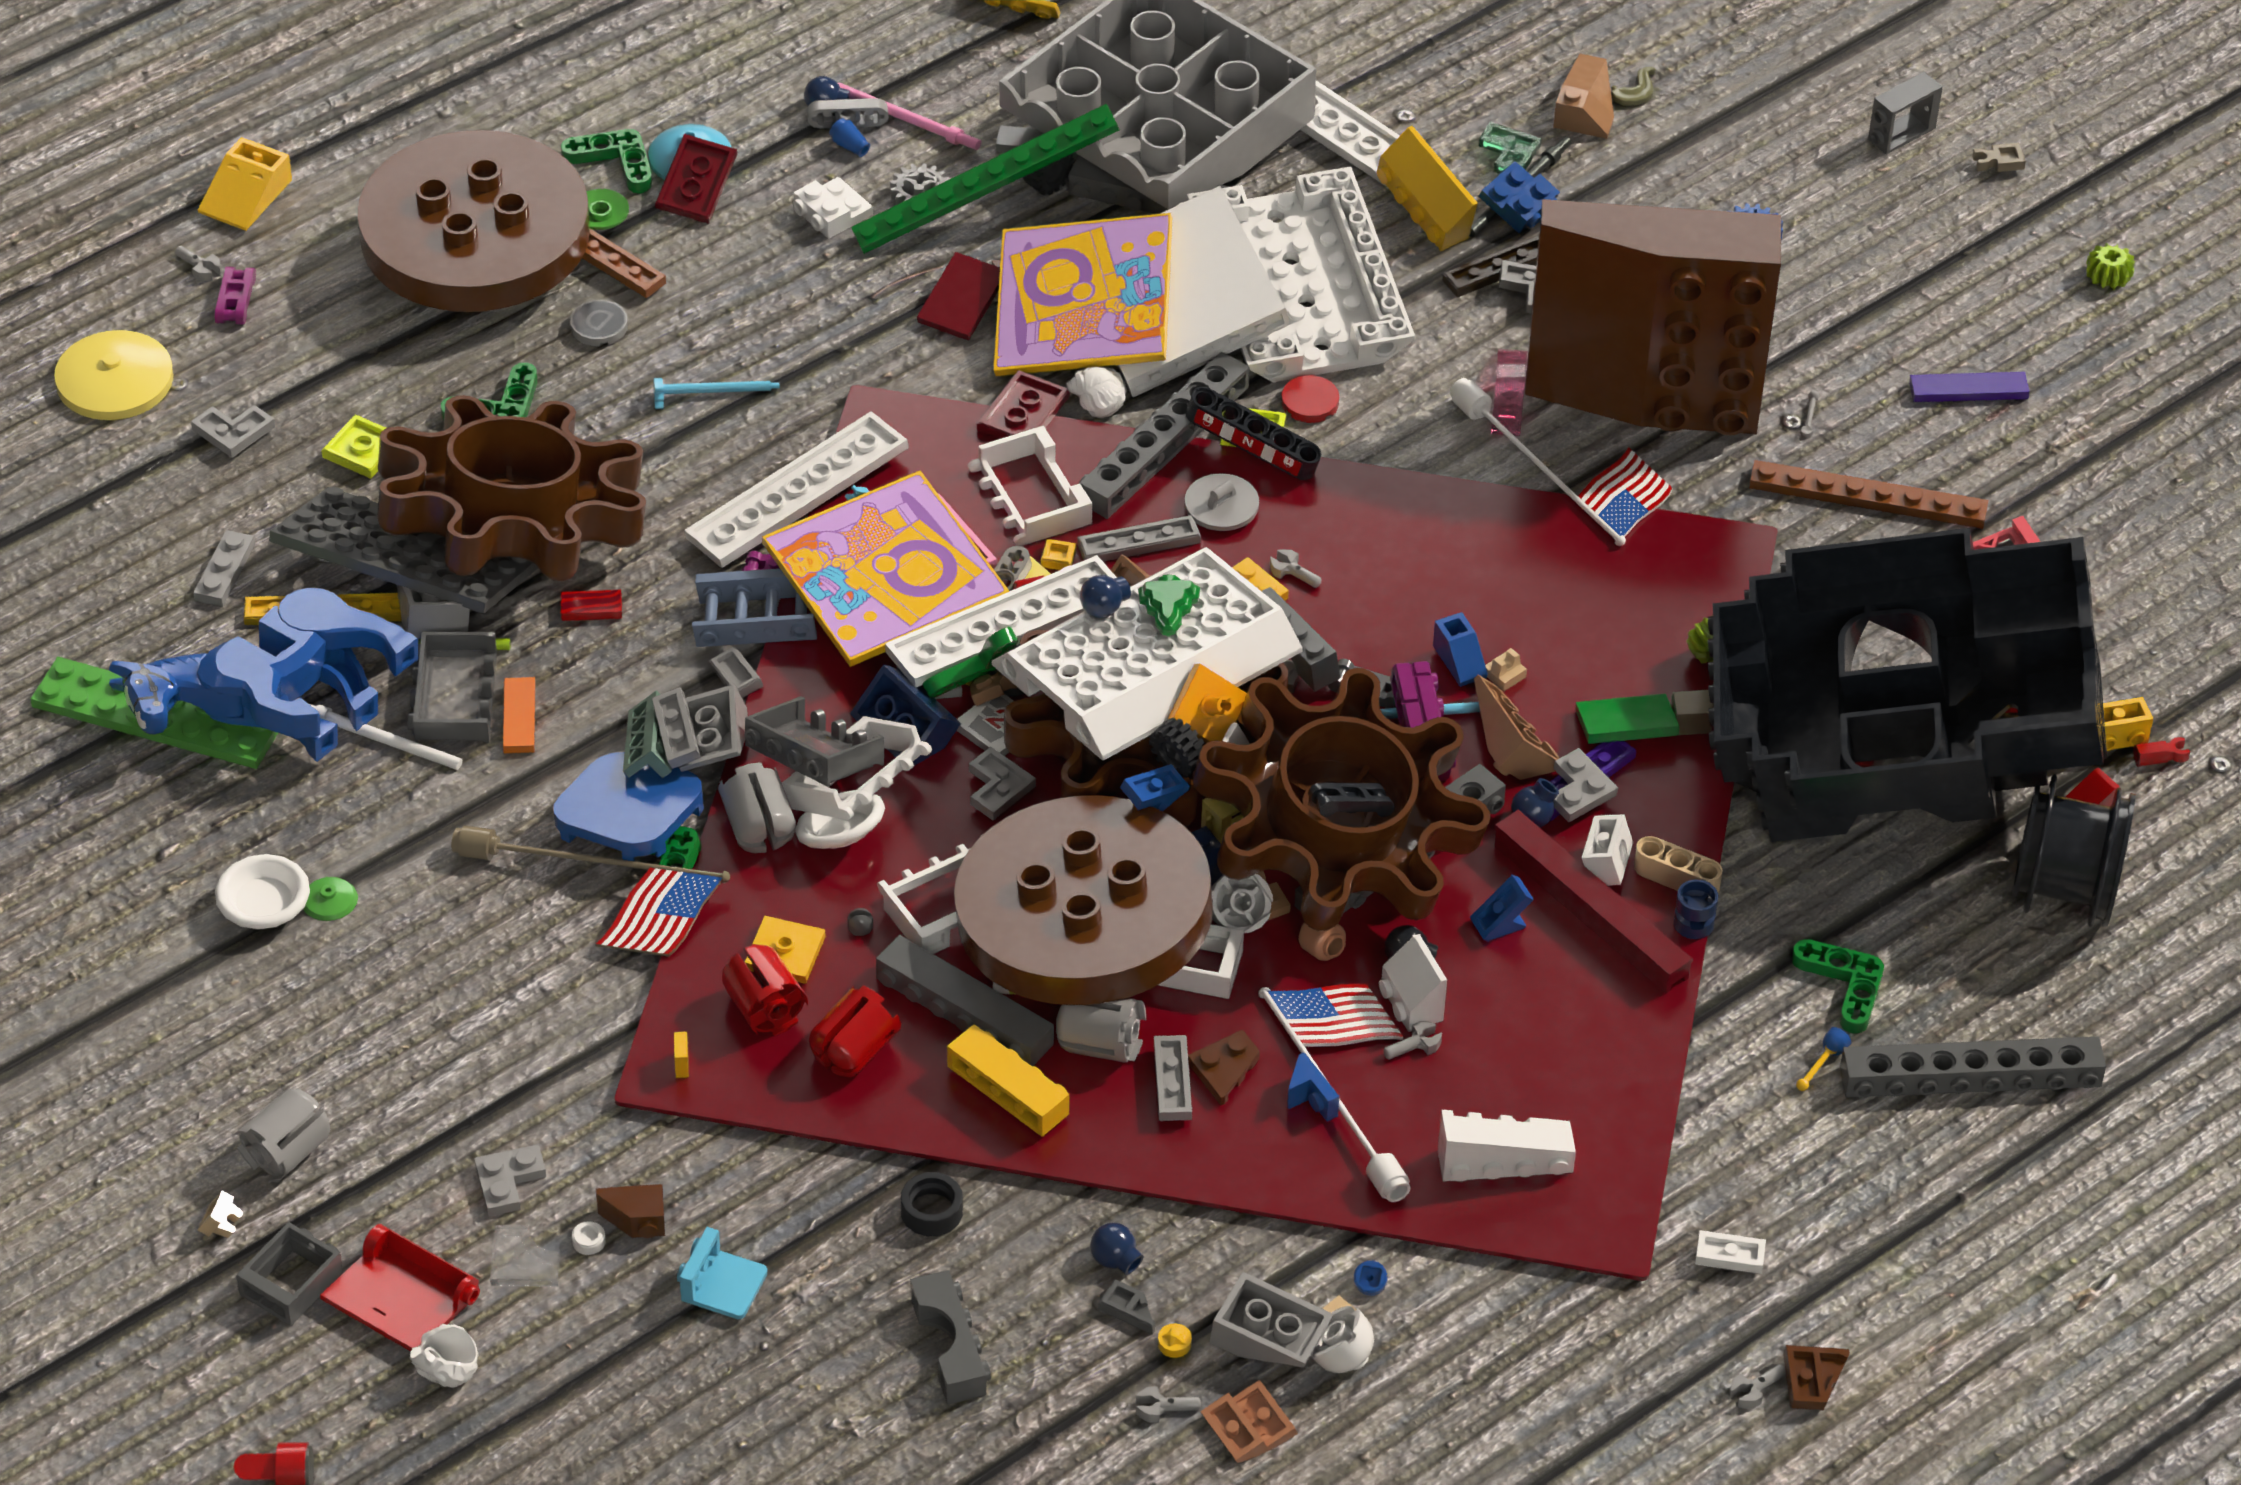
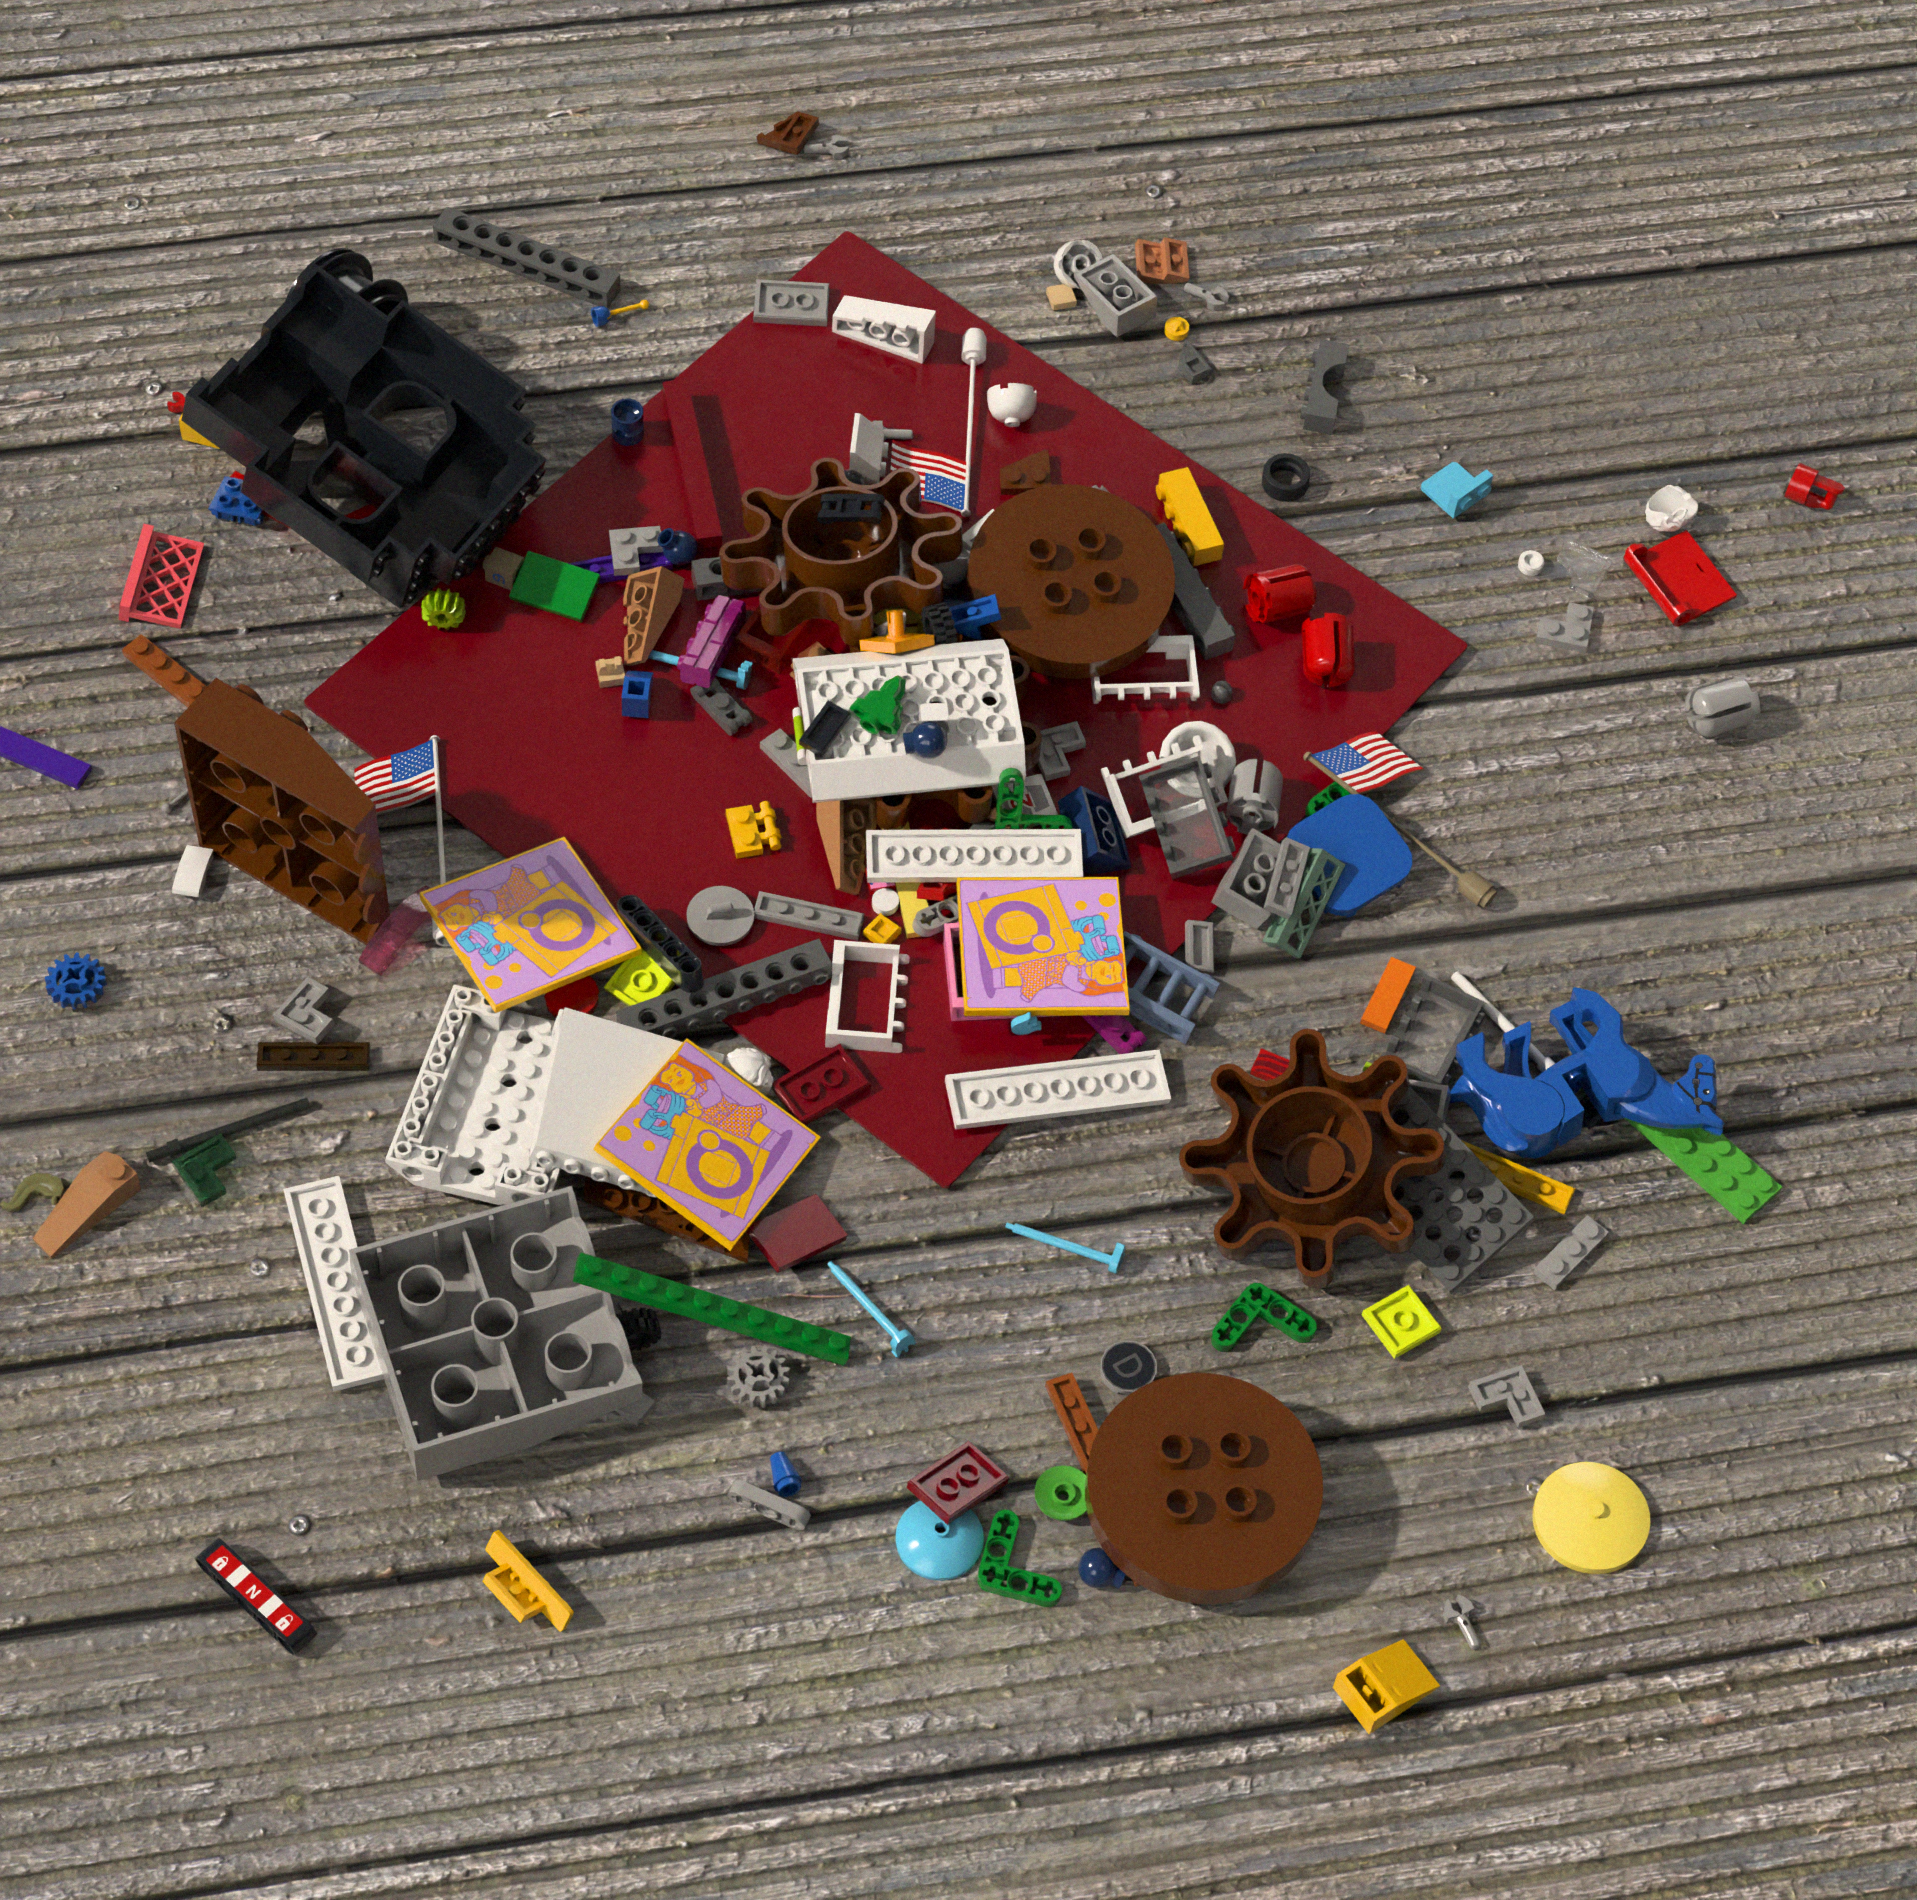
camera: 155 degrees left, 10 degrees up
(217, 1214) = (1787, 682): tile -> none
(235, 293) = (1445, 1558): magenta plate -> none
(262, 891) = (1661, 913): white piece -> none
(276, 1300) = (1768, 603): dark grey window -> none
(330, 899) = (1604, 908): bright green piece -> none
(633, 1209) = (1493, 559): reddish brown slope -> none
(681, 1054) = (1408, 641): yellow tile -> none
(794, 942) = (1288, 695): yellow plate -> none
(814, 255) = (900, 1339): none -> medium azure piece
(824, 89) = (777, 1536): dark blue piece -> none
(831, 206) = (848, 1401): white plate -> none
(952, 134) = (686, 1436): bright pink bar -> none
(1110, 613) = (933, 712): none -> white slope
(1115, 1248) = (1181, 393): dark blue piece -> none
(1172, 1078) = (1077, 466): light grey plate -> none
(1213, 571) = (824, 728): none -> black tile
(1291, 567) = (705, 832): light grey bar -> none
(1297, 1120) = (1012, 404): none -> white cylinder
(1311, 1085) = (986, 429): blue slope -> none
(1318, 661) = (760, 750): dark grey arch -> none
(1370, 1278) = (1025, 307): blue tile -> none
(1391, 409) = (530, 924): none -> tile
(1427, 189) = (328, 1132): yellow slope -> none
(1501, 910) = (756, 476): blue slope -> none
(1518, 196) = (242, 1104): blue plate -> none
(1608, 848) = (655, 486): white brick -> none
(1637, 1148) = (791, 302): none -> light grey tile
(1673, 864) = (612, 461): tan beam -> none
(1730, 1252) = (782, 221): white plate -> none
(1858, 978) = (548, 354): green beam -> none

